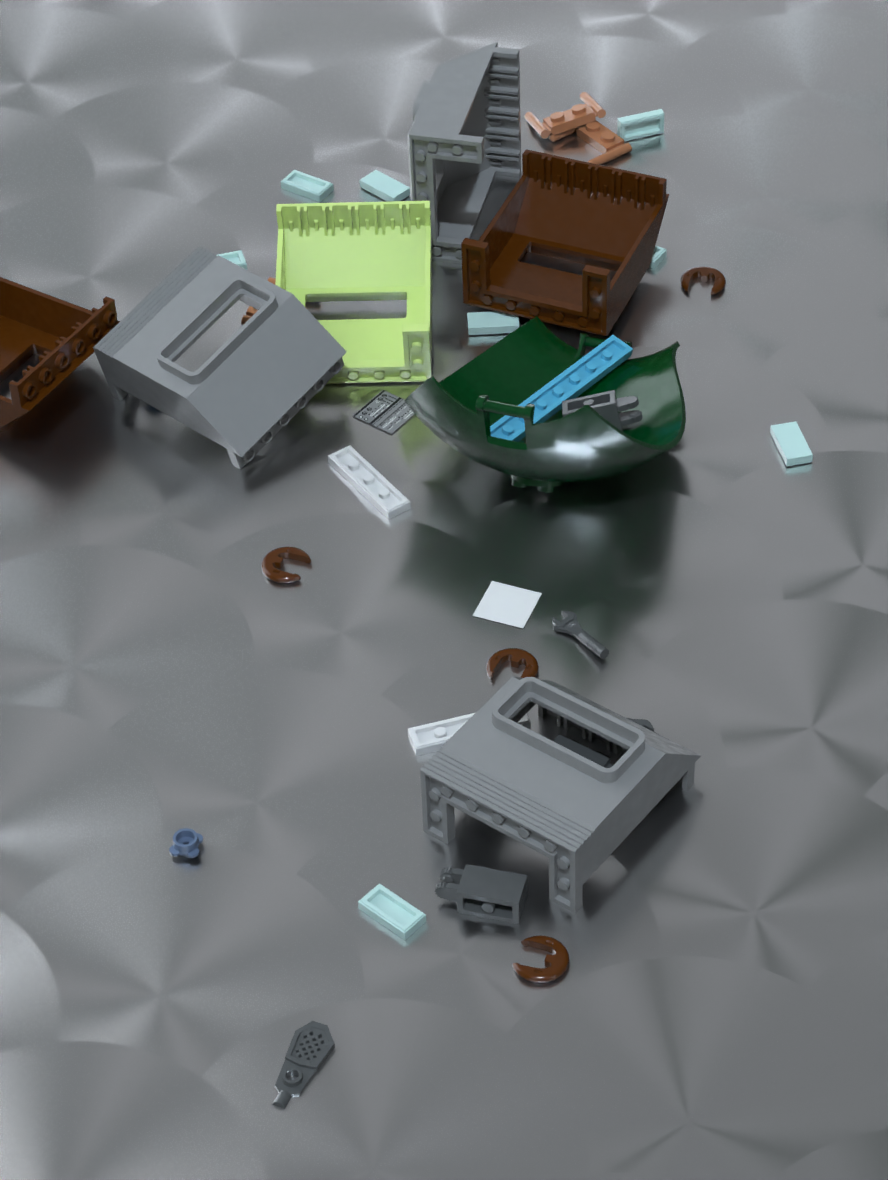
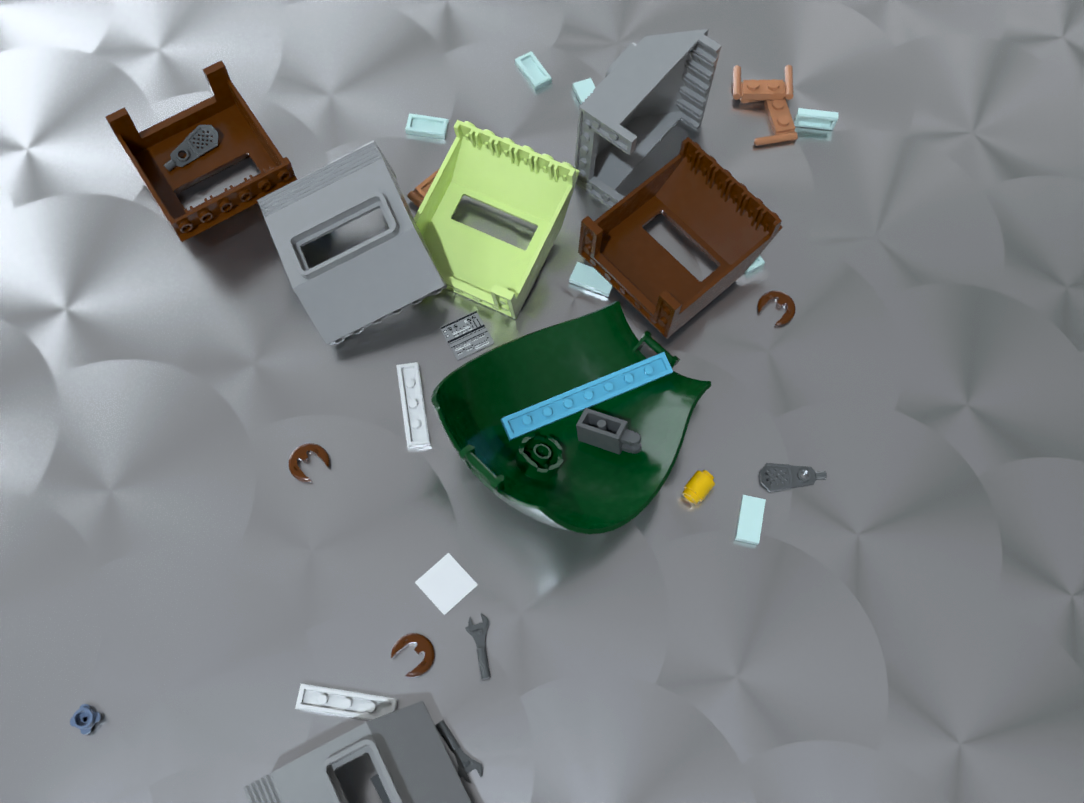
camera: 20 degrees right, 25 degrees up
(720, 435) = (698, 486): none -> yellow brick
(803, 403) = (792, 476): none -> dark grey piece

